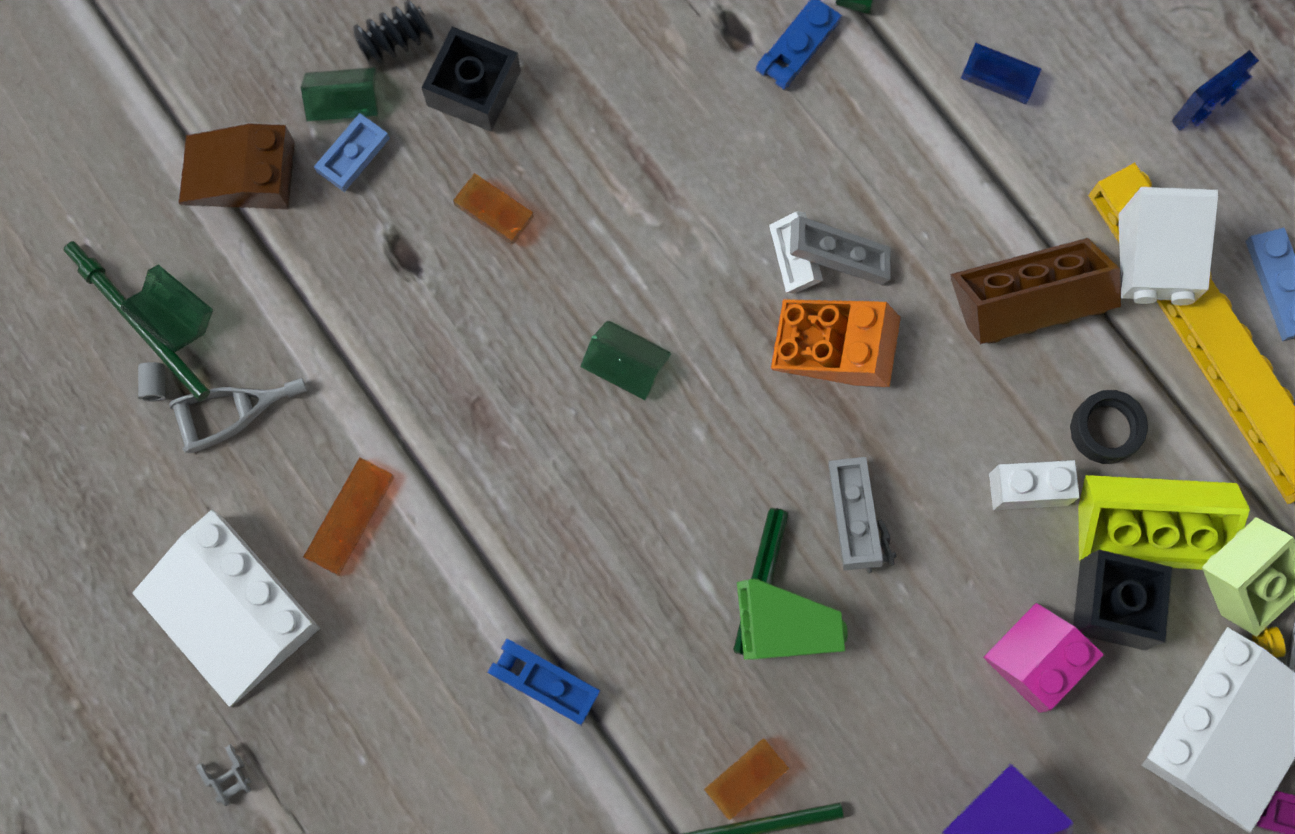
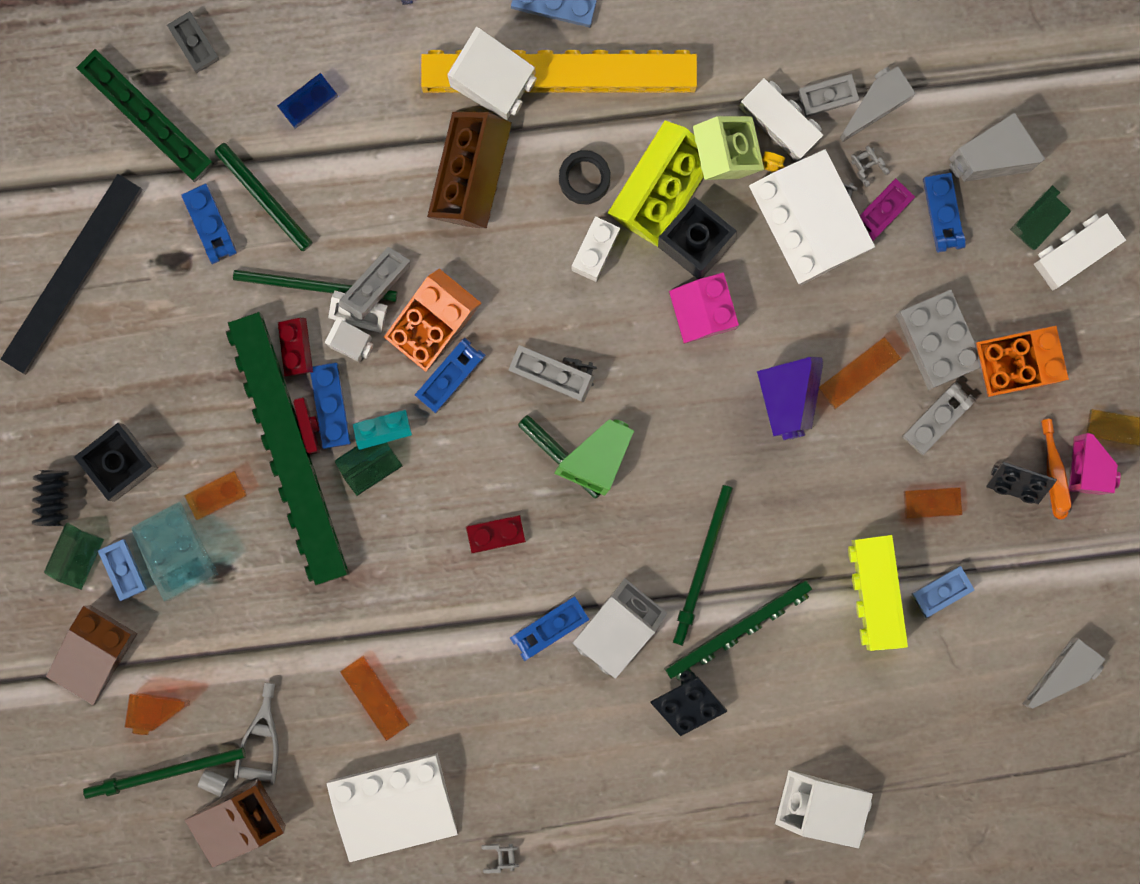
camera: 60 degrees left, 10 degrees up
(115, 434) = (236, 824): none -> slope
(168, 310) = (170, 748): clear green panel -> none
(201, 267) = (151, 712): none -> clear orange slope
(400, 197) = (173, 552): none -> clear light blue slope
(589, 261) = (284, 440): none -> dark green brick
(589, 769) = (619, 629): none -> slope
(623, 554) = (495, 534): none -> dark red plate
(631, 266) = (308, 425): none -> dark red plate
(668, 281) = (330, 406): none -> blue plate
(674, 352) = (382, 429): none -> teal plate
(714, 206) = (295, 347): none -> dark red plate
(746, 779) = (677, 535): clear orange plate -> none
(757, 256) = (349, 340): none -> white slope
(782, 396) = (449, 376): none -> blue plate
(790, 175) = (299, 283): none -> dark green bar
(863, 85) = (263, 197): none -> dark green axle

